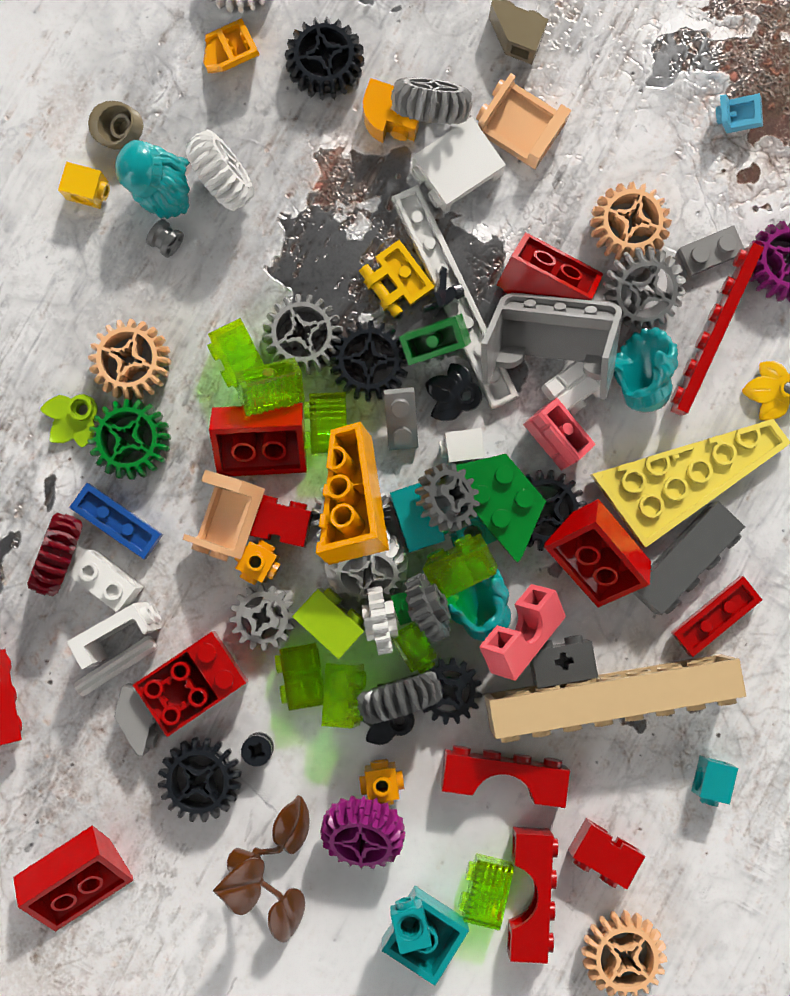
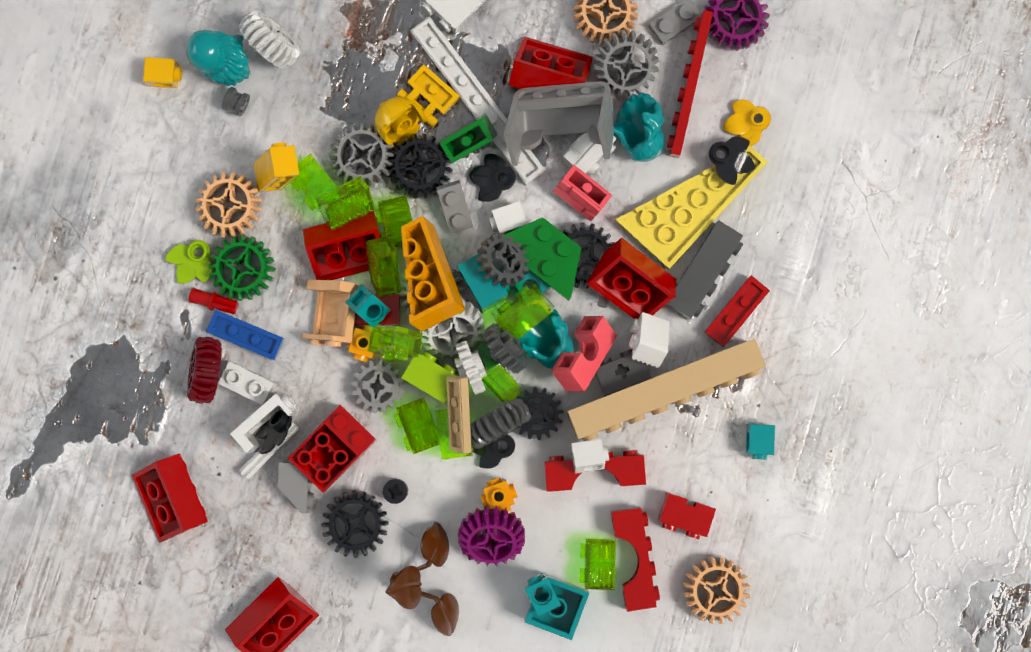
camera: 10 degrees left, 0 degrees up
(86, 471) = (213, 301): none -> red axle
(115, 124) = (176, 18): dark tan hat -> none
(124, 647) = (274, 431): none -> black plate
(194, 325) = (276, 167): none -> yellow brick
(269, 518) = (362, 300): none -> teal brick
(294, 572) = (395, 343): none -> clear neon green brick
(299, 473) = (383, 266): none -> clear neon green brick
(353, 677) = (458, 414): none -> tan tile
(354, 298) = (397, 119): none -> yellow cylinder
(442, 297) = (467, 102): black piece -> none
(503, 760) = (589, 455): none -> white brick
(606, 631) = (649, 339): none -> white brick
(752, 432) = (735, 159): none -> black plate

